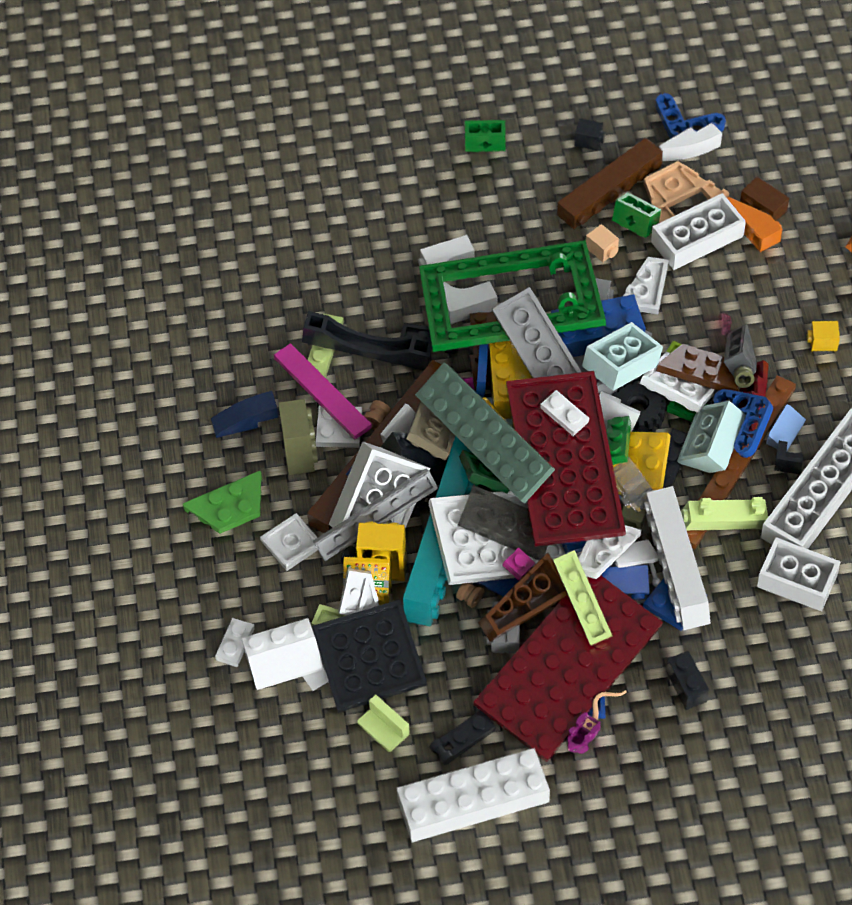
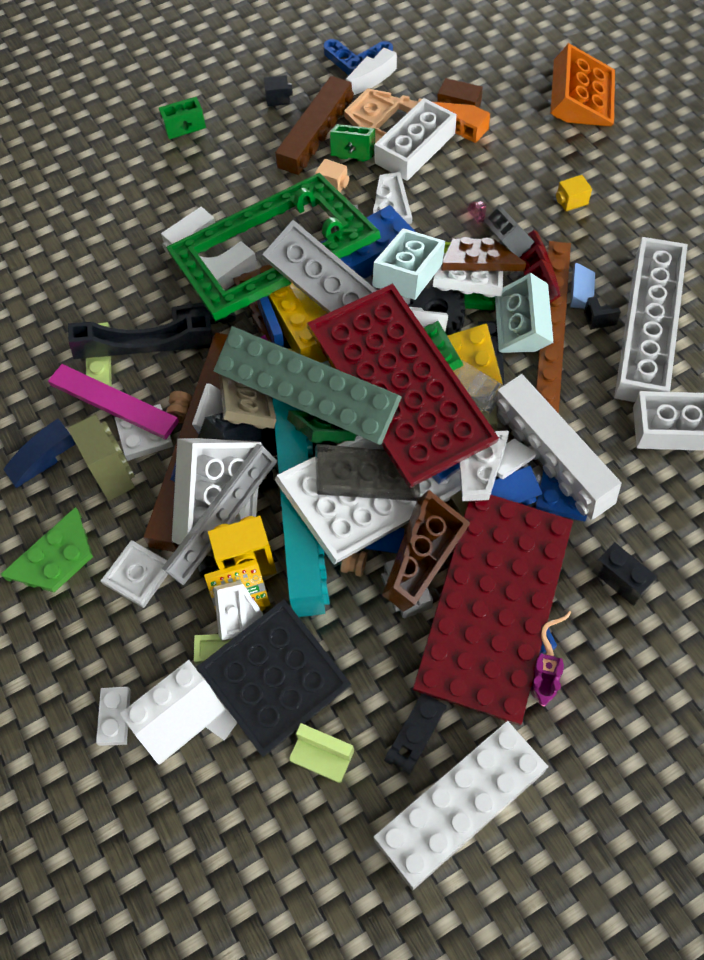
camera: 20 degrees left, 5 degrees up
(518, 563) = (398, 513): dark pink plate -> none
(564, 413) = (382, 335): white plate -> none
(582, 597) = (487, 526): yellowish green plate -> none
(725, 514) = (579, 384): yellowish green brick -> none
(746, 371) = (521, 246): olive bush -> none
(752, 416) = (554, 279): blue beam -> none

